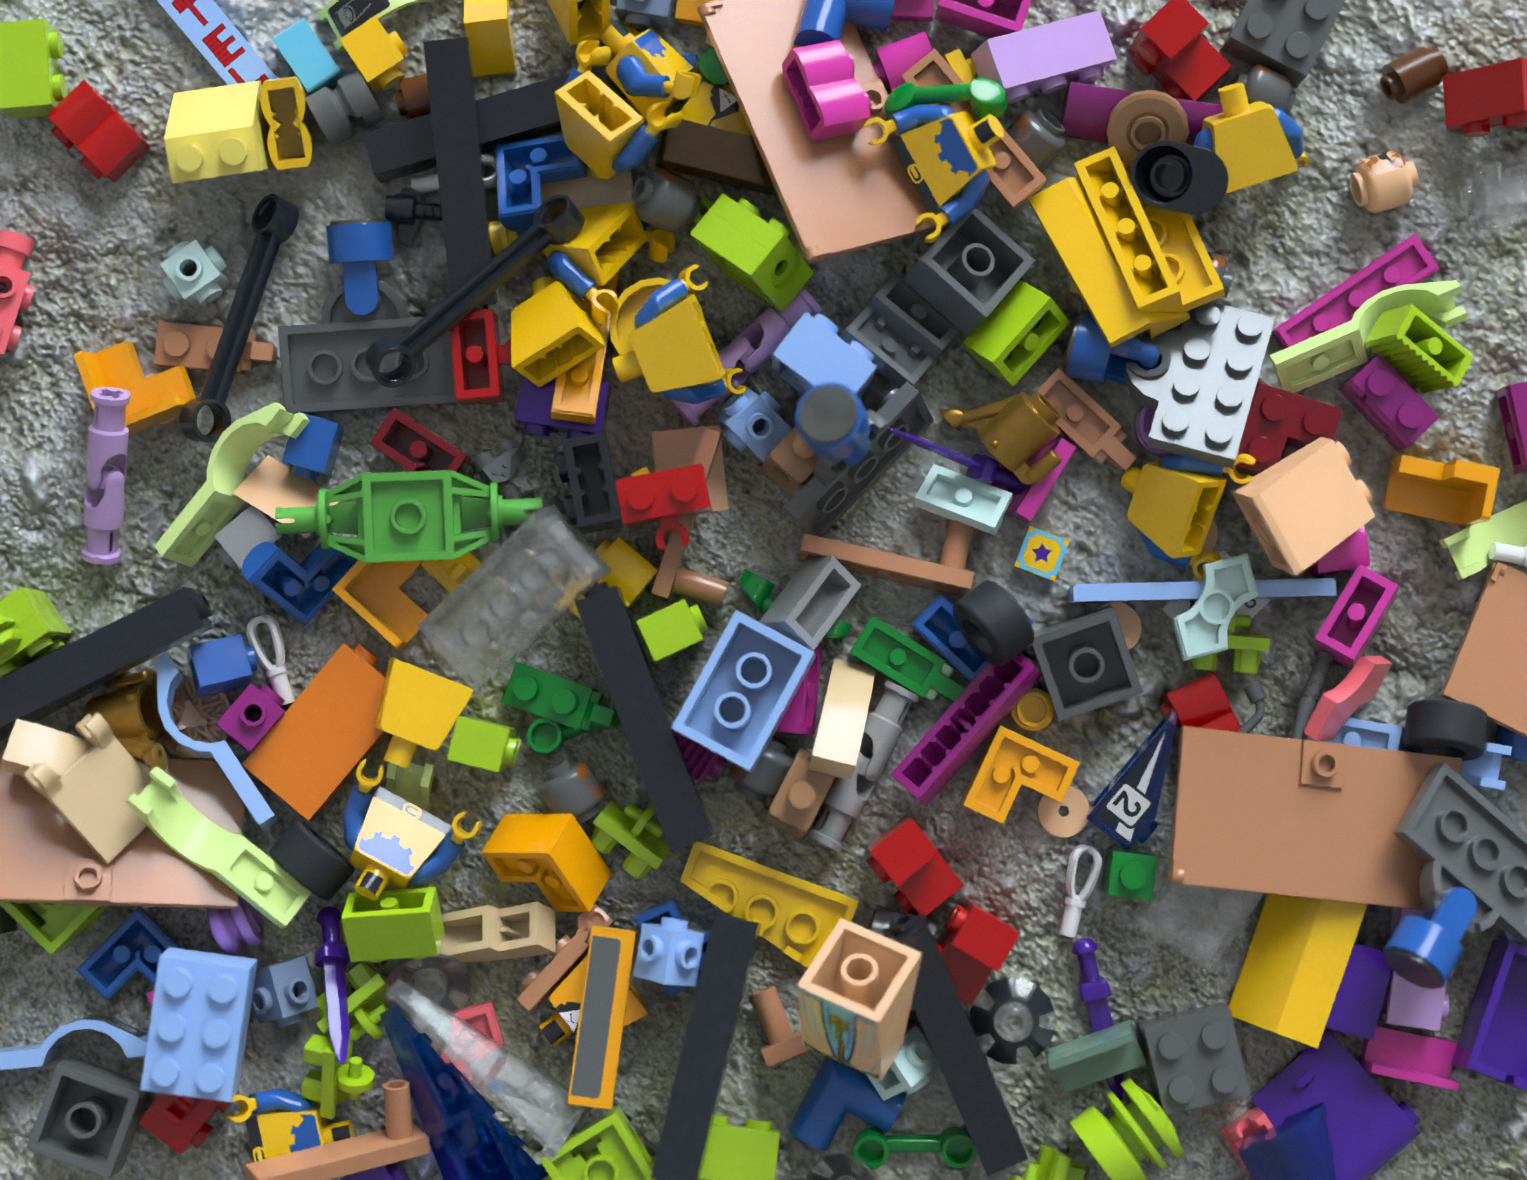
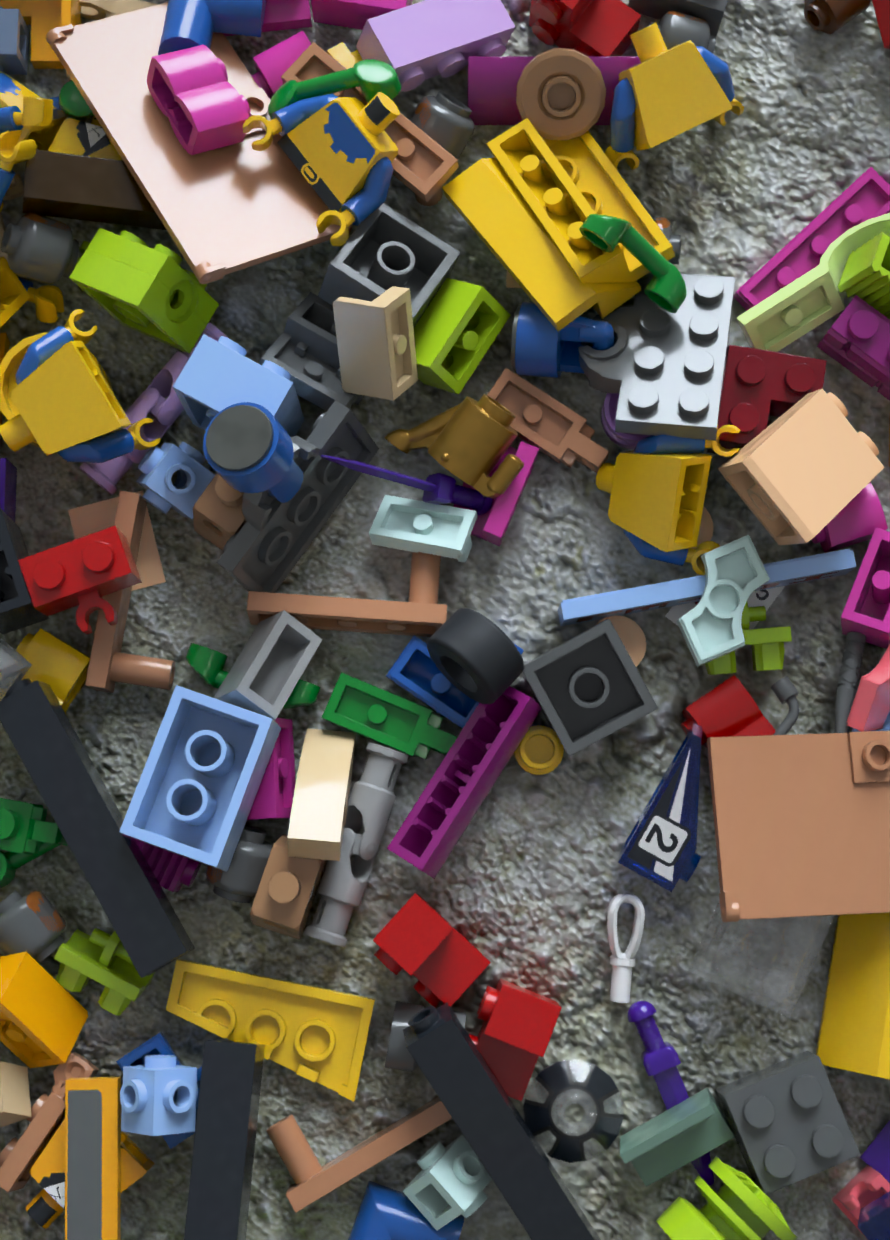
camera: 10 degrees left, 5 degrees down
(673, 630) = (114, 723): lime brick -> none
(858, 998) = (383, 1116): light nougat slope -> none
(950, 337) = (376, 344): none -> tan panel
(1014, 761) = (529, 810): light orange panel -> none
(1041, 553) = (520, 575): tile -> none
(1064, 825) = (576, 856): light nougat wheel -> none
(1129, 874) = (678, 919): green brick -> none
(1164, 180) = (587, 142): black cap -> none
(1213, 321) = (667, 286): none -> green bar
(1383, 182) = (827, 116): light nougat head -> none

